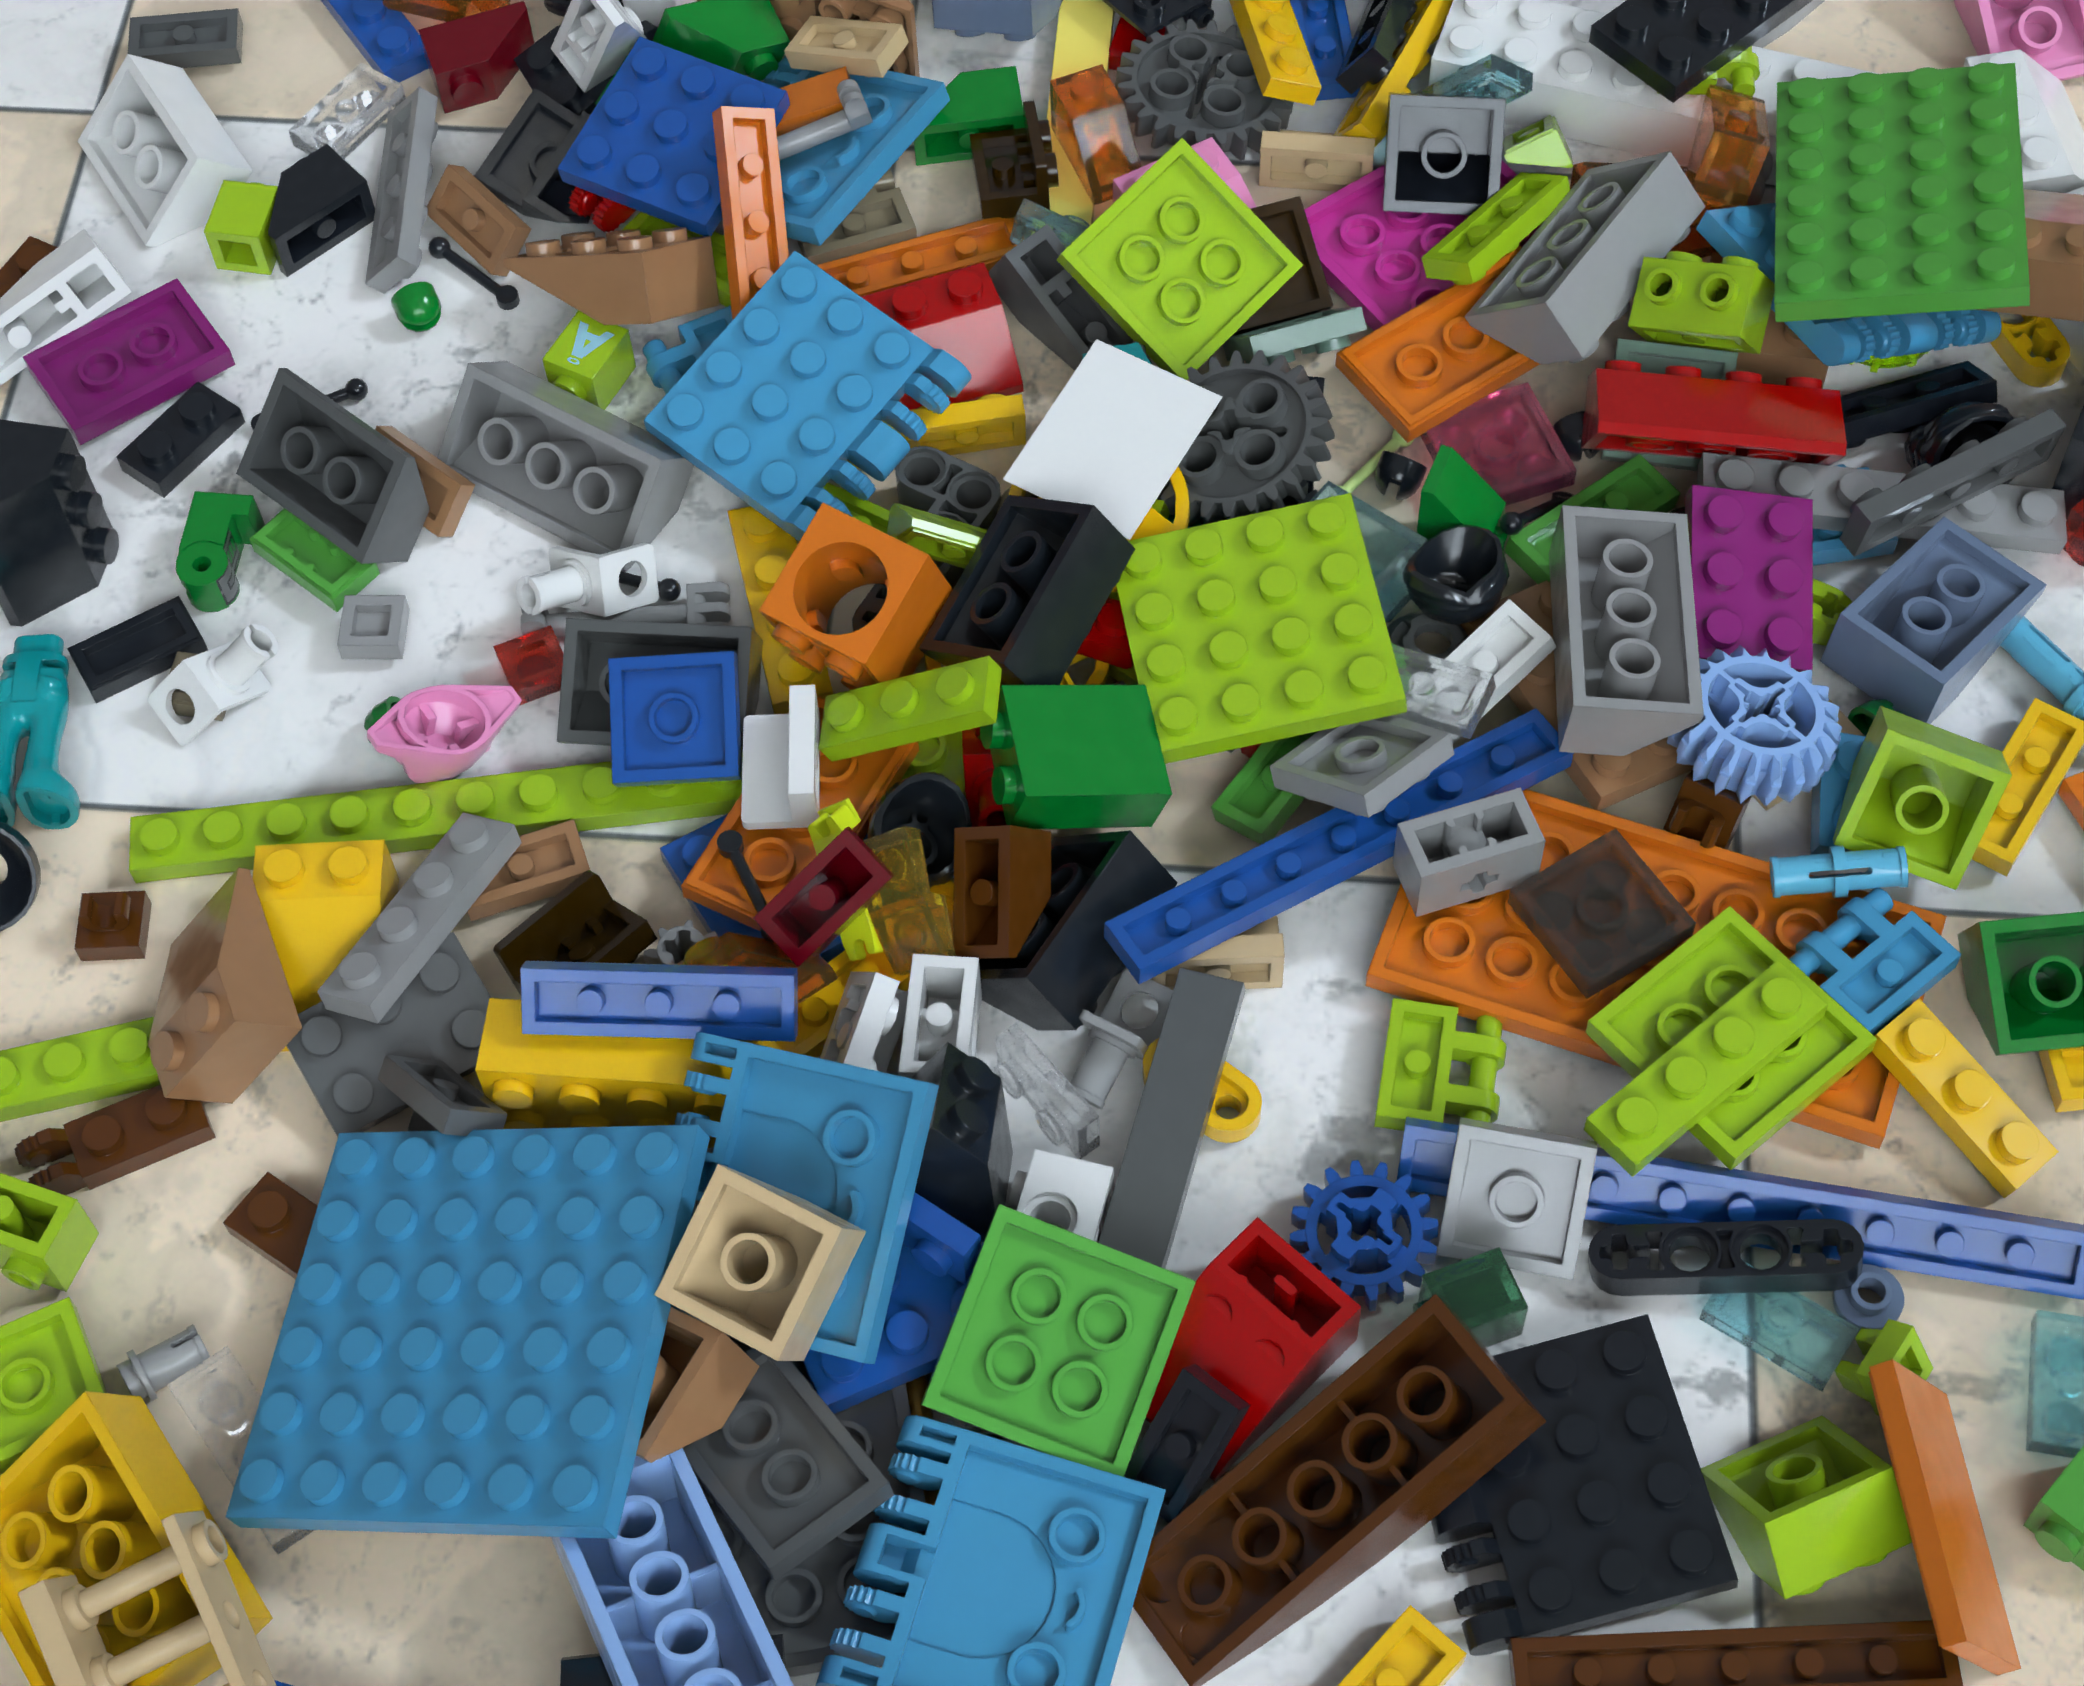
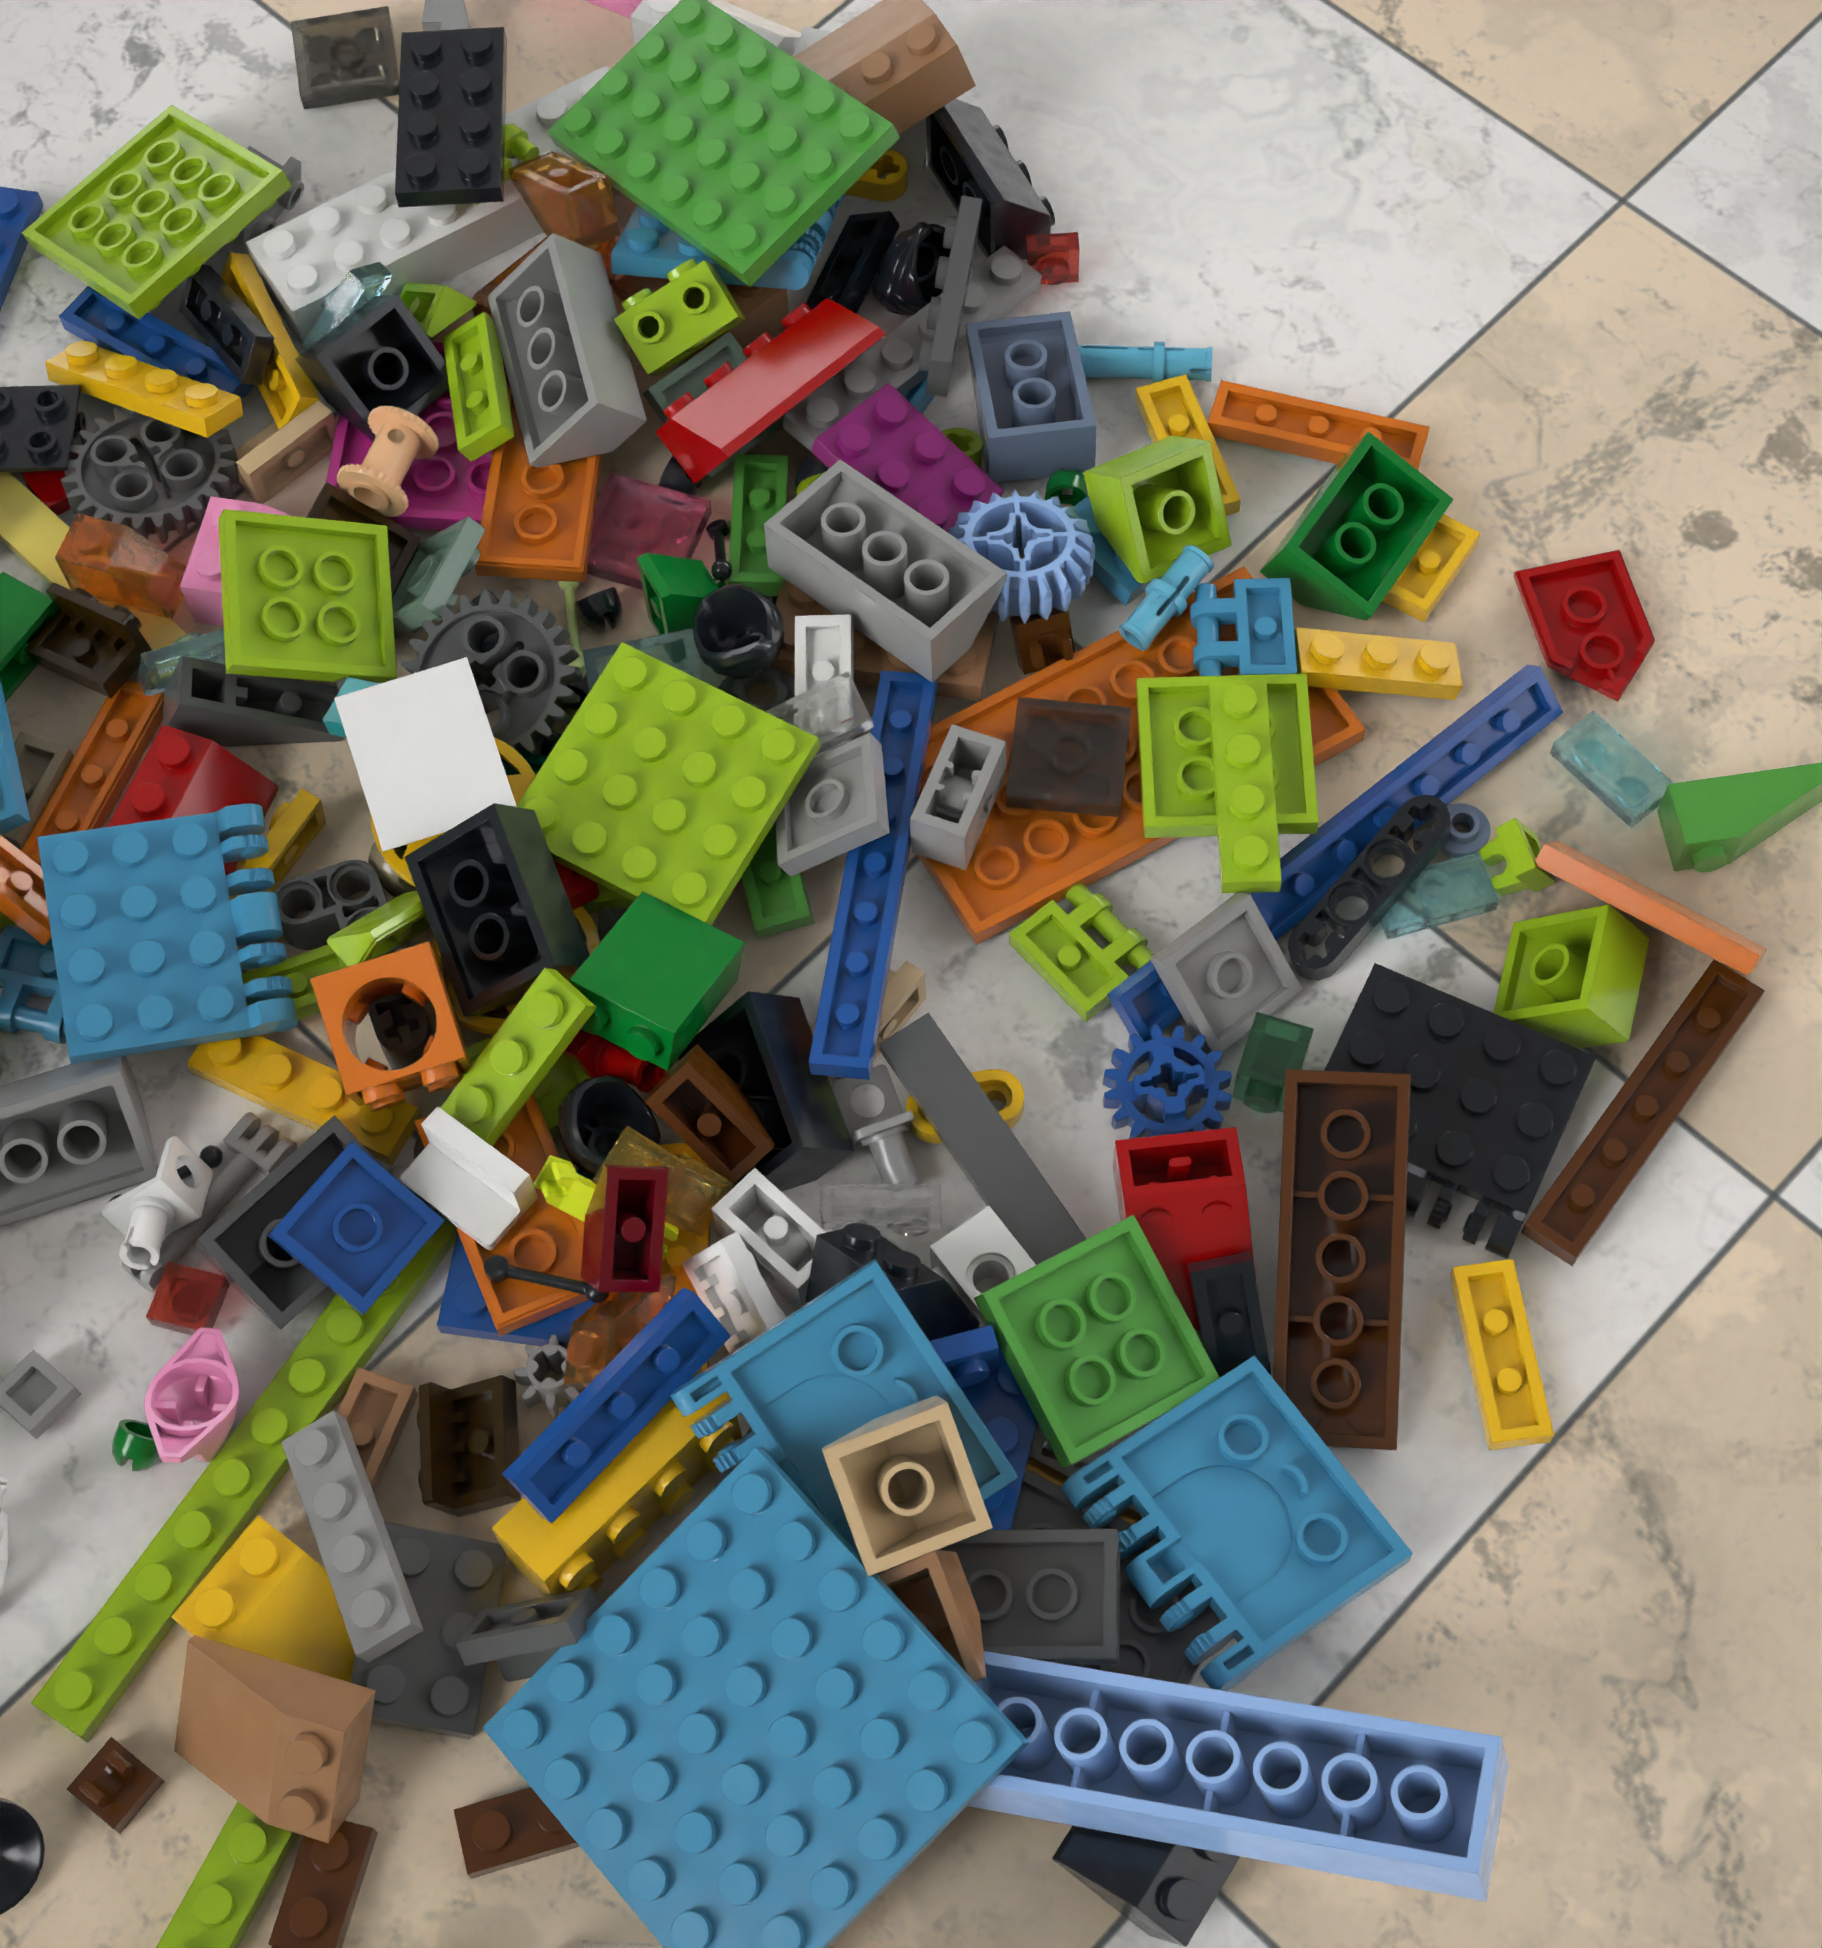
camera: 50 degrees left, 5 degrees up
(1364, 221) = (397, 442): none -> light nougat hose

